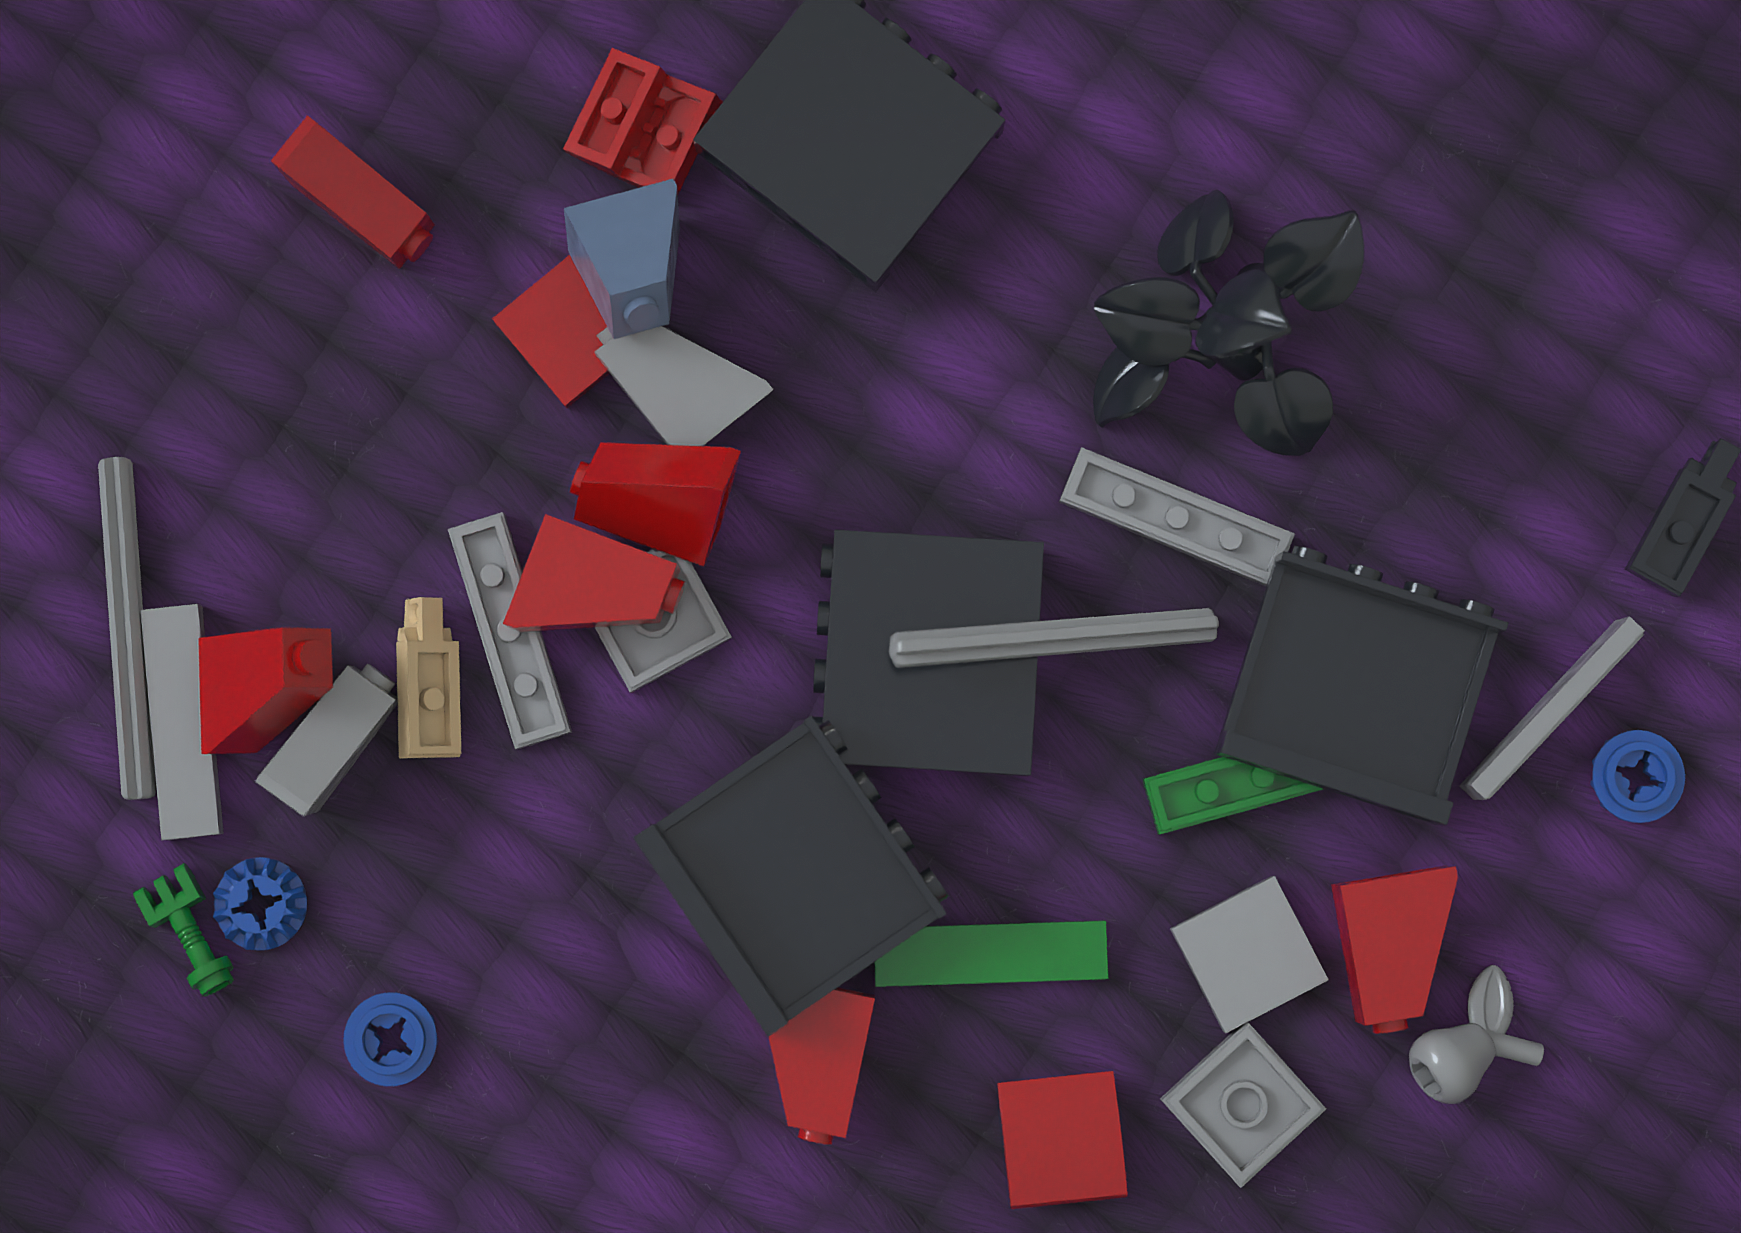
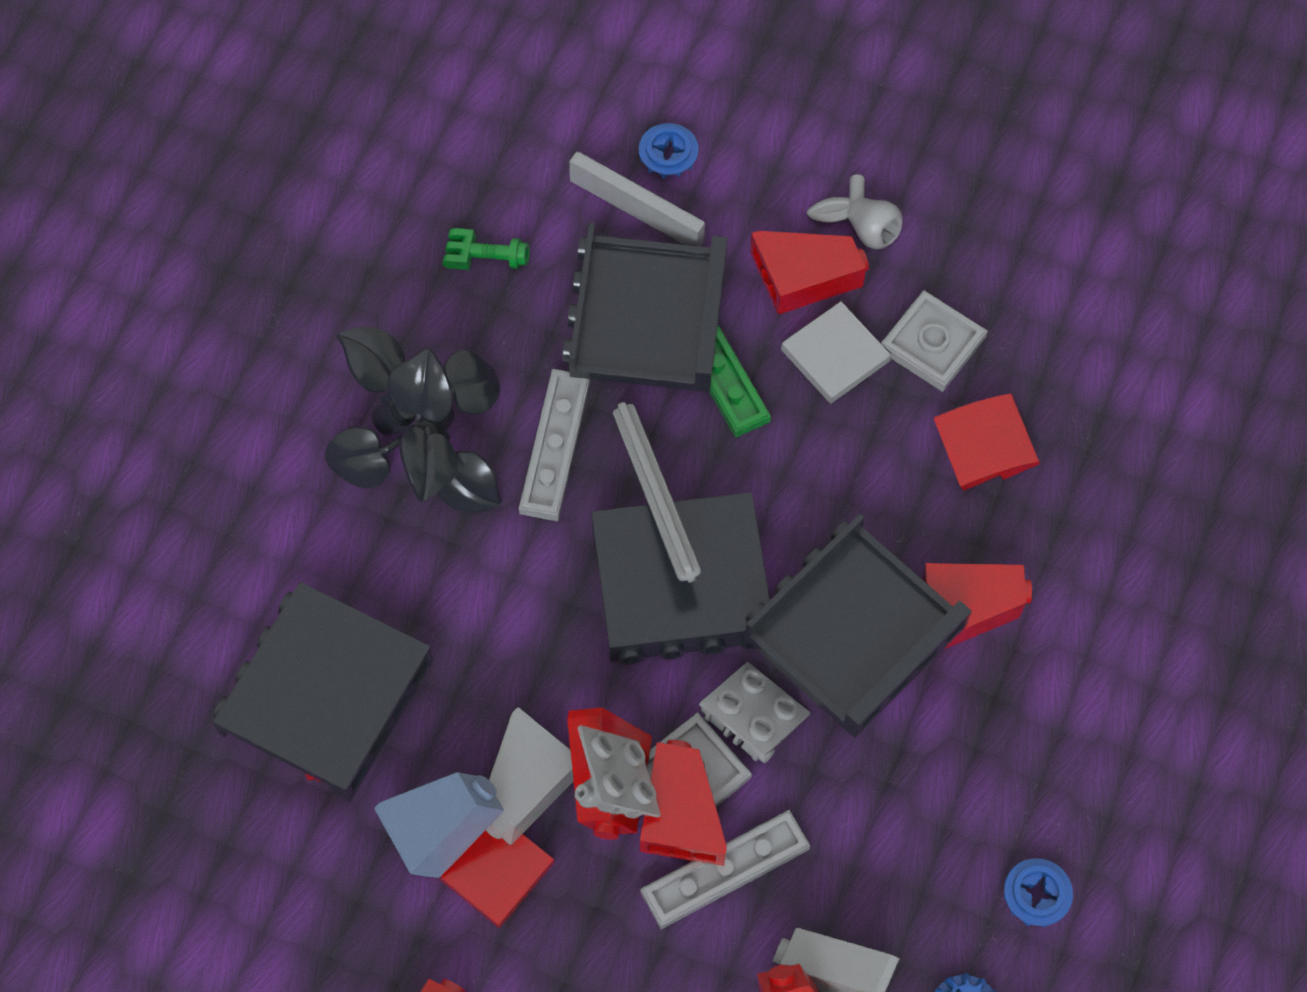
camera: 100 degrees left, 20 degrees down
(427, 683) = (775, 916): tan hinge -> none
(626, 493) = (617, 775): none -> light grey hinge
(640, 122) = (333, 847): red slope -> none
(717, 714) = (753, 711): none -> light grey hinge
(997, 954) = (872, 492): green tile -> none
(1495, 514) = (463, 248): none -> green hinge
(1686, 520) = (498, 146): black hinge -> none

